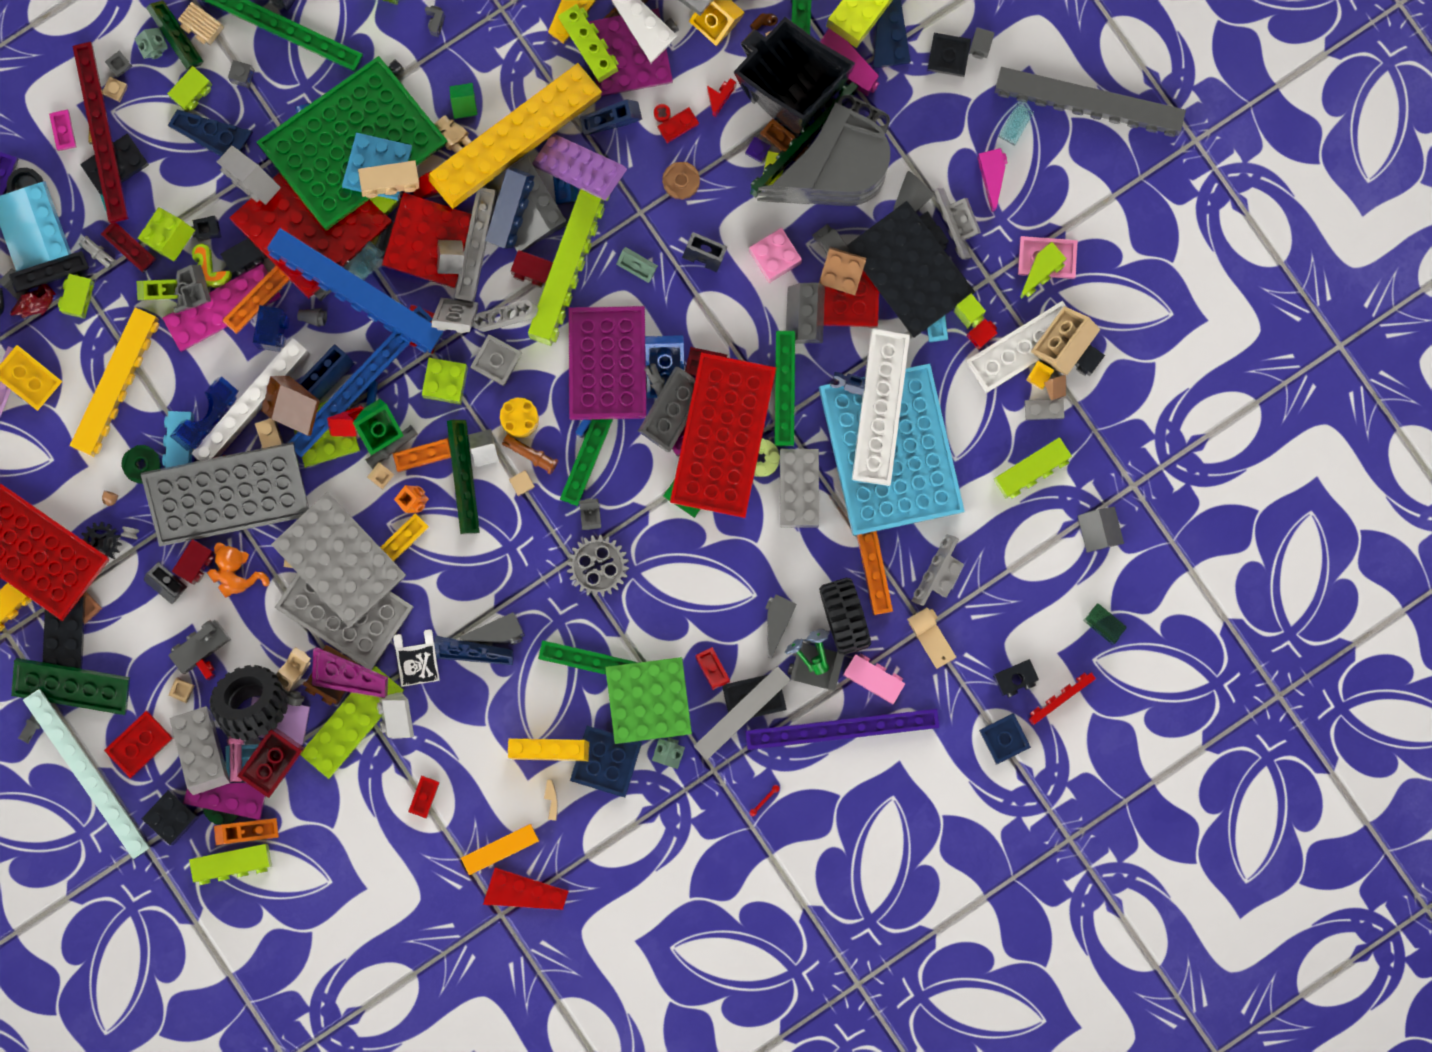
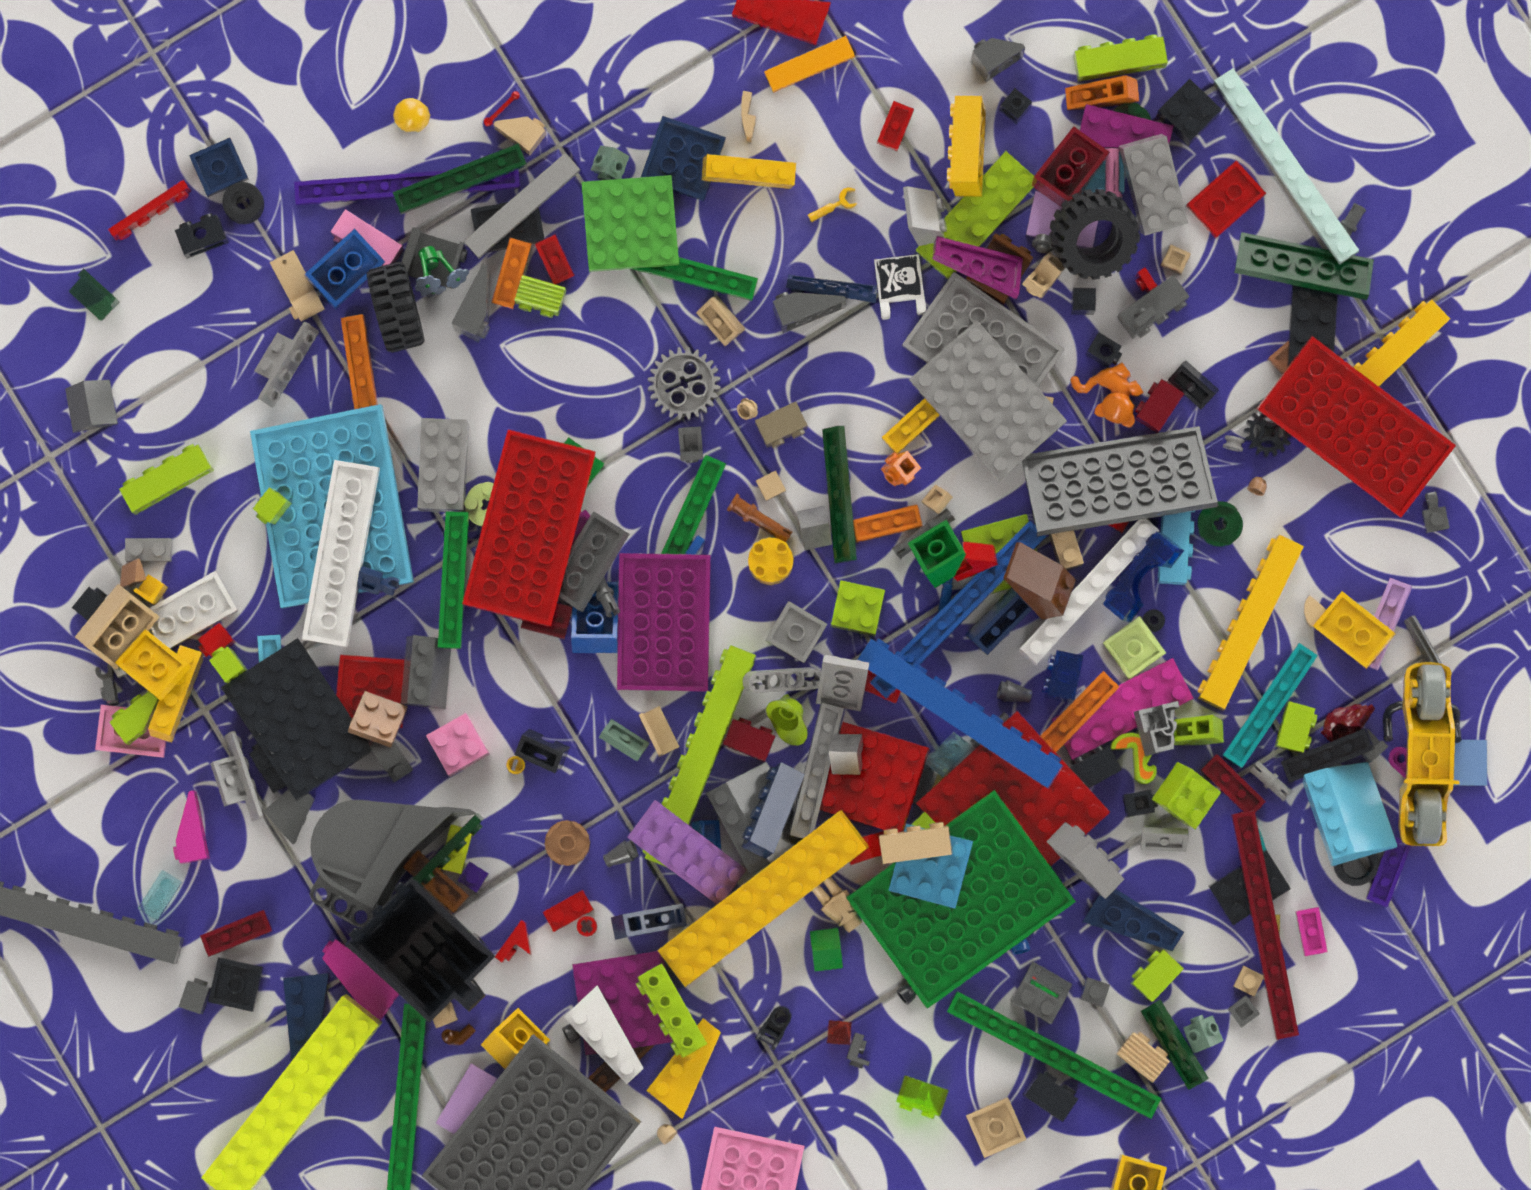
camera: 175 degrees left, 0 degrees up
(62, 394) = (1312, 610): none -> tan tile
(97, 314) = (1270, 705): none -> teal plate
(185, 200) = (1164, 839): none -> light grey plate
(202, 381) = (1159, 615): none -> black plate
(212, 358) = (1134, 647): none -> yellowish green tile
(246, 614) = (1094, 350): none -> black brick
(259, 649) = (1083, 301): none -> black brick
(285, 72) = (1041, 992): none -> dark grey slope
(320, 817) = (1015, 106): none -> black brick
(339, 858) = (995, 56): none -> dark grey slope
(359, 778) = (967, 146): none -> yellow brick
(450, 34) = (839, 1032): none -> clear red plate
(478, 724) = (830, 207): none -> yellow piece
(500, 285) = (787, 720): none -> lime piece
(504, 34) = (774, 1028): none -> black piece
(513, 533) = (781, 425): none -> dark tan brick
(543, 546) = (747, 409): none -> tan plate
(569, 623) = (720, 320): none -> tan slope
(608, 274) = (659, 731): none -> tan panel
(636, 171) = (621, 854): none -> dark grey cone
(723, 636) = (540, 296): none -> lime brick
(724, 239) = (519, 766): none -> yellow hinge
(744, 778) = (522, 131): none -> tan slope
(749, 655) = (511, 272): none -> orange tile
(796, 733) = (459, 179): none -> dark green plate
(841, 791) = (411, 115): none -> yellow hair
(891, 651) = (344, 268): none -> blue slope
(942, 445) = (271, 506): none -> lime brick
(951, 96) = (236, 933): none -> dark red plate
(971, 708) = (240, 190): none -> black tyre
(1012, 286) = (171, 708): none -> yellow brick
(1032, 307) = (153, 665): none -> yellow plate
(1069, 290) = (109, 691): none -> dark grey plate

